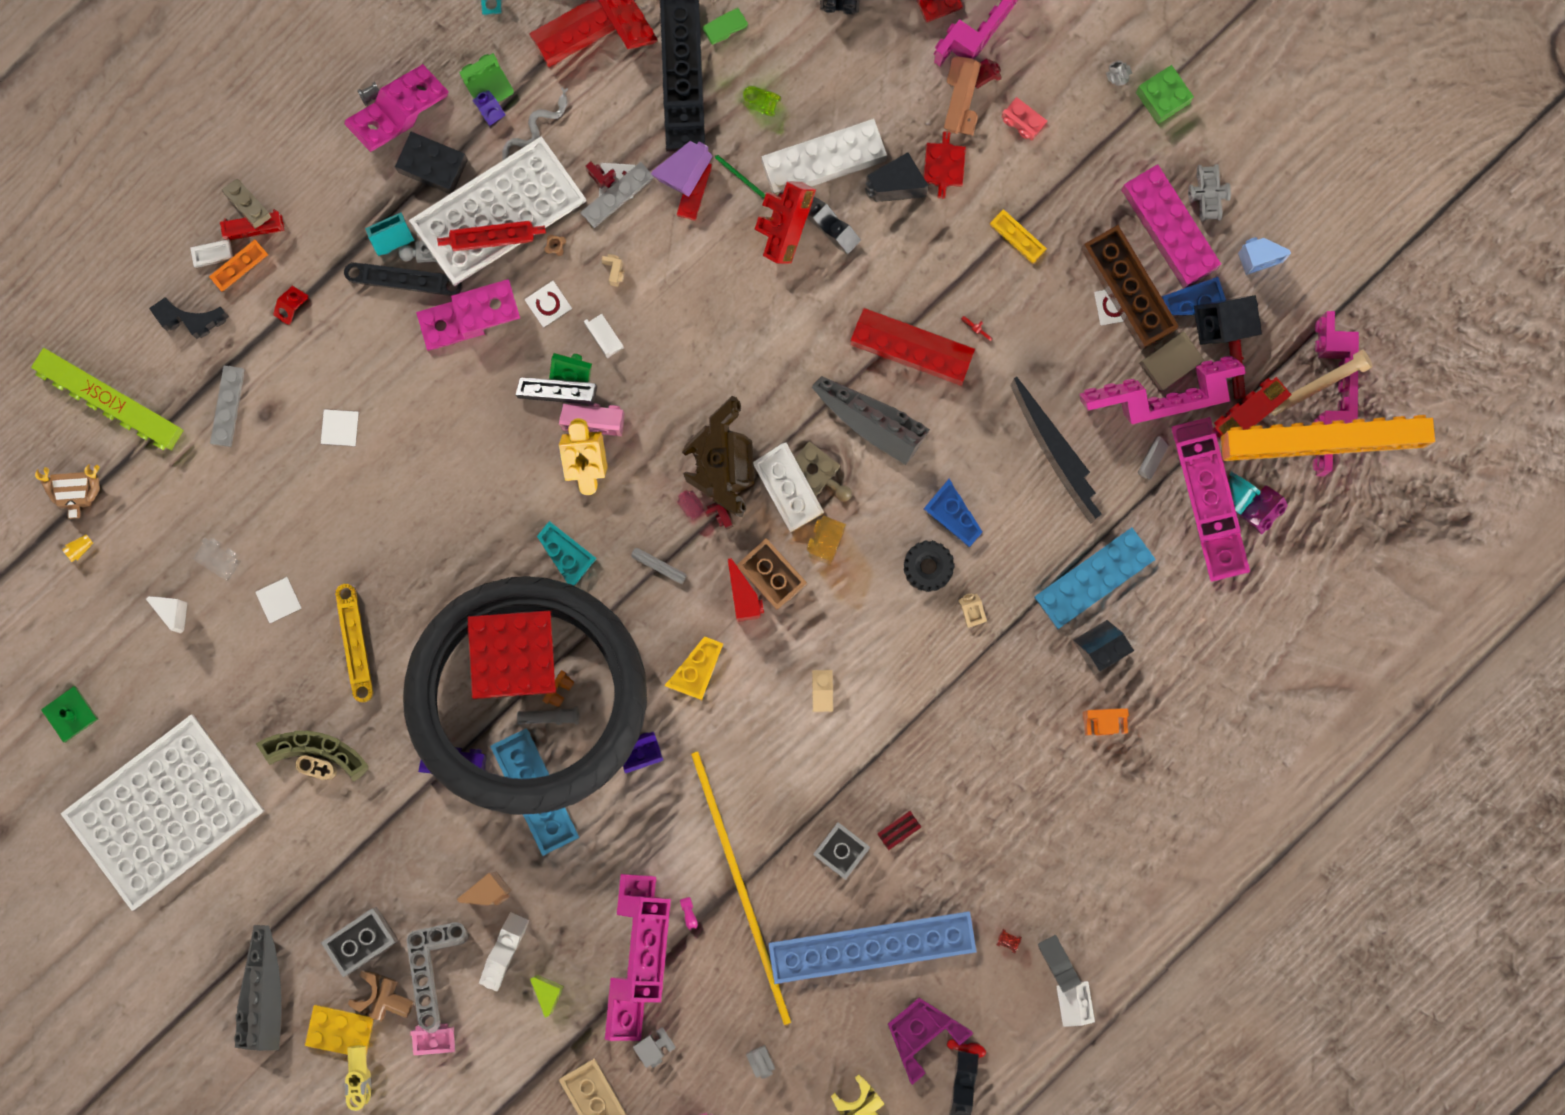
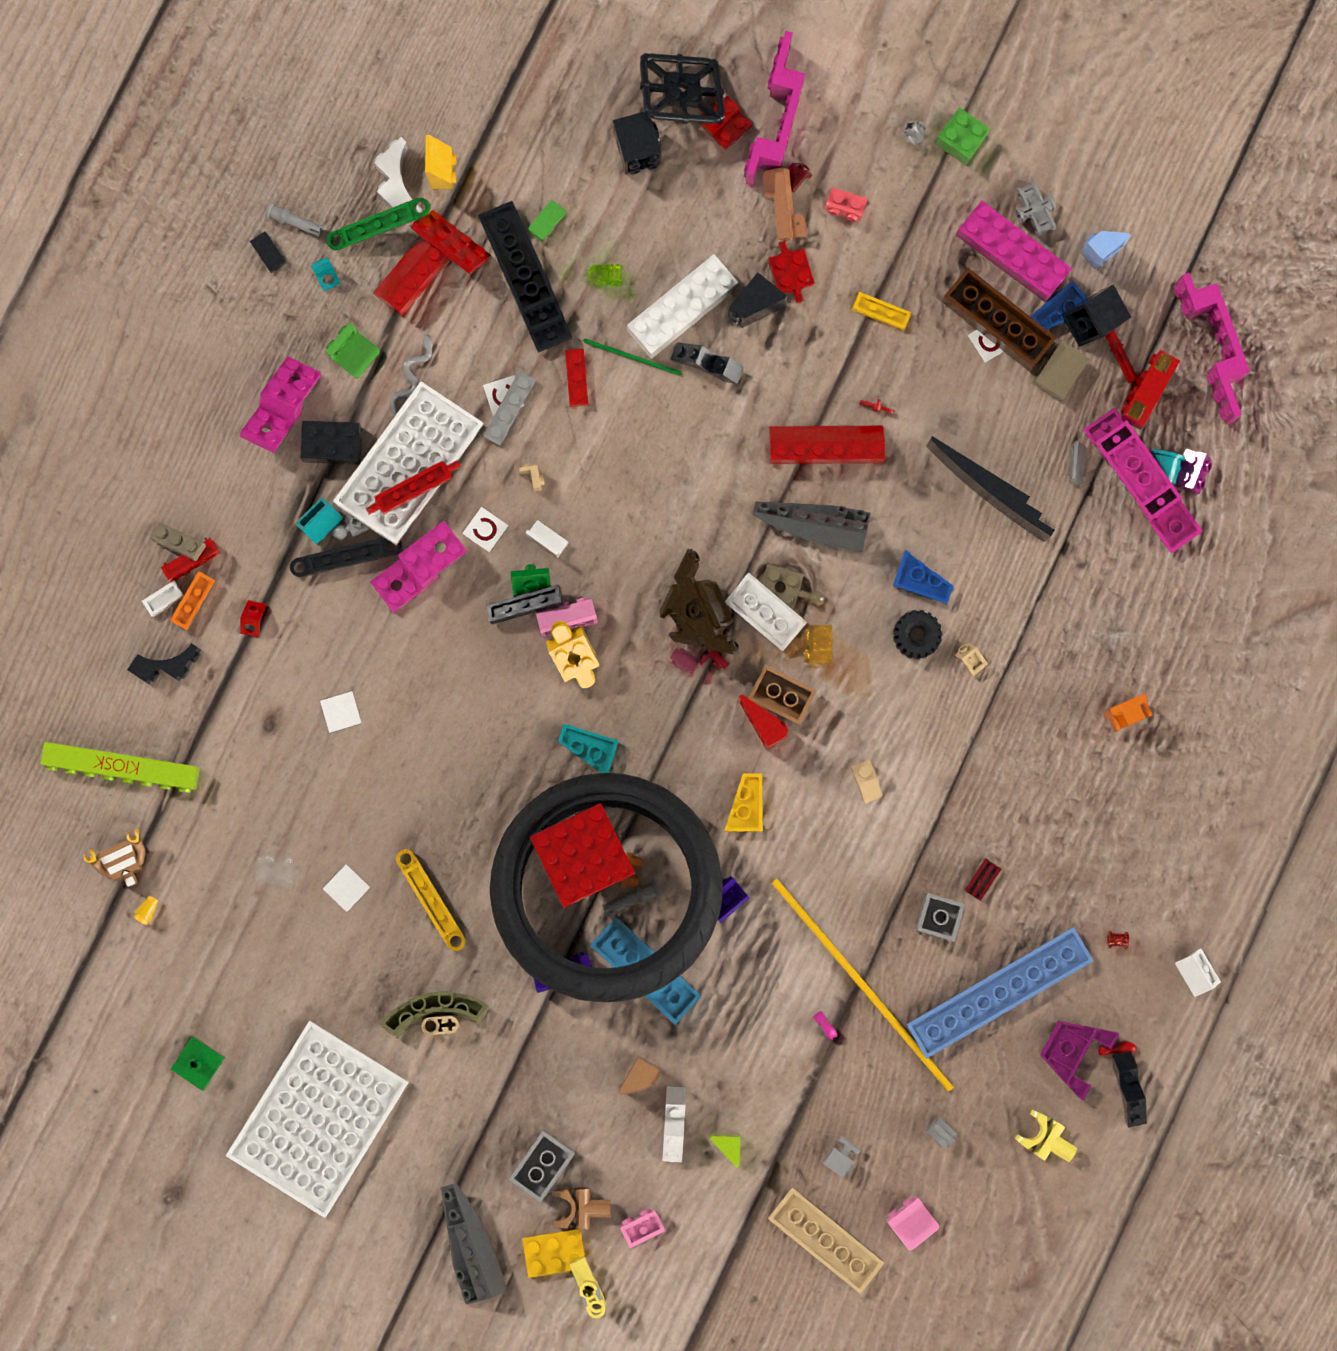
camera: 25 degrees left, 0 degrees up
(171, 612) = (255, 935): white slope -> none
(227, 406) = (231, 731): light grey plate -> none
(369, 93) = (250, 401): dark grey bush -> none
(426, 969) = (611, 1168): light grey beam -> none
(488, 107) = (363, 372): dark purple bracket -> none
(551, 240) = (471, 469): medium nougat plate -> none
(597, 172) = (483, 395): dark red bracket -> none
(646, 957) = (805, 1080): dark pink bracket -> none
(658, 565) = (678, 726): light grey axle -> none
(684, 167) = (561, 361): medium lavender slope -> none
(786, 222) = (671, 374): red piece -> none
(1059, 963) = (1170, 942): dark grey piece -> none
(1094, 578) = (1067, 589): dark azure plate -> none
(1103, 646) = (1100, 647): black slope -> none
(1138, 408) = (1050, 422): dark pink bracket -> none
(1327, 439) = (1228, 387): light orange brick -> none
(1360, 362) = (1230, 308): tan piece -> none

